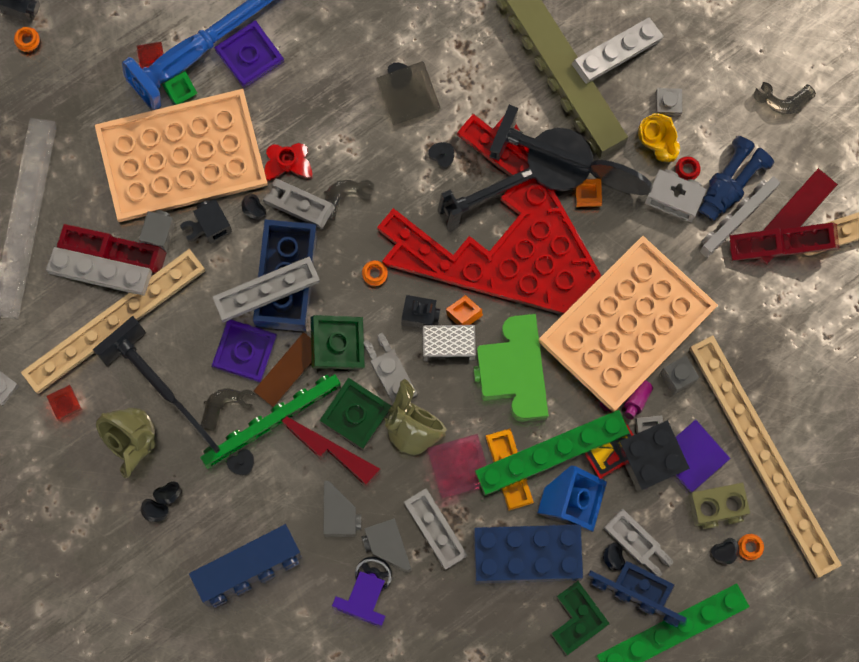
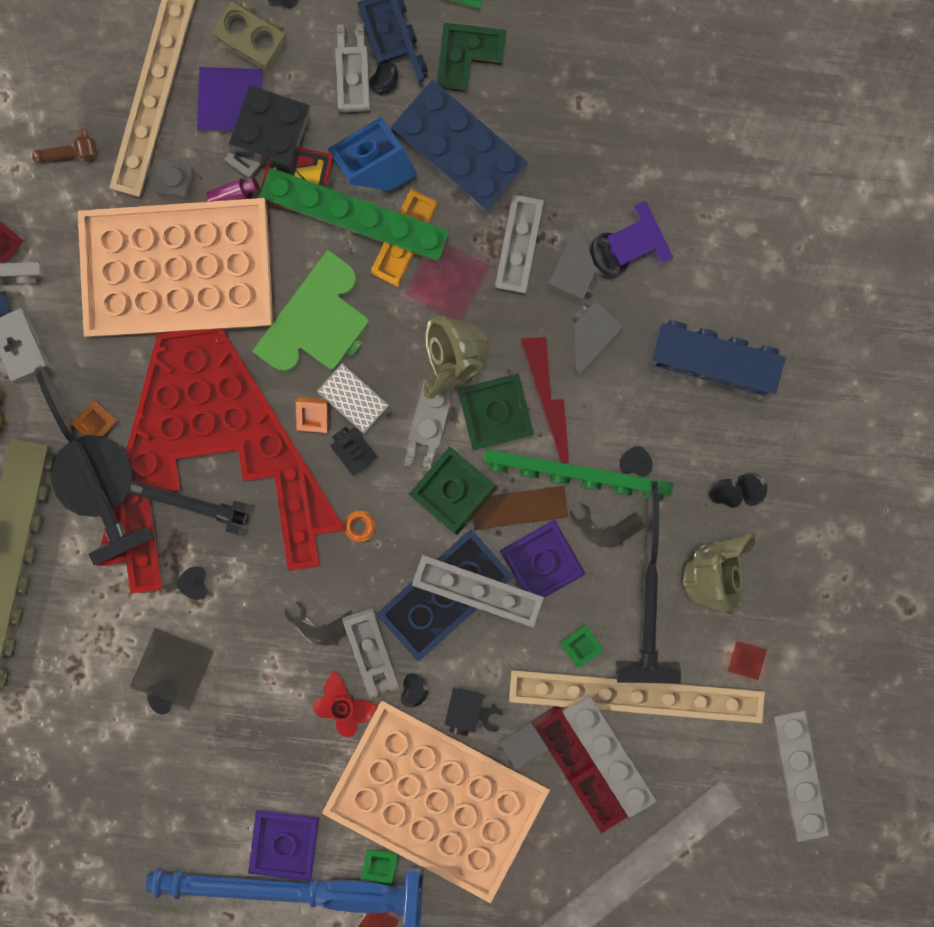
camera: 135 degrees left, 10 degrees up
(174, 321) = (582, 646): none -> green plate
(751, 345) = (82, 148): none -> reddish brown piece

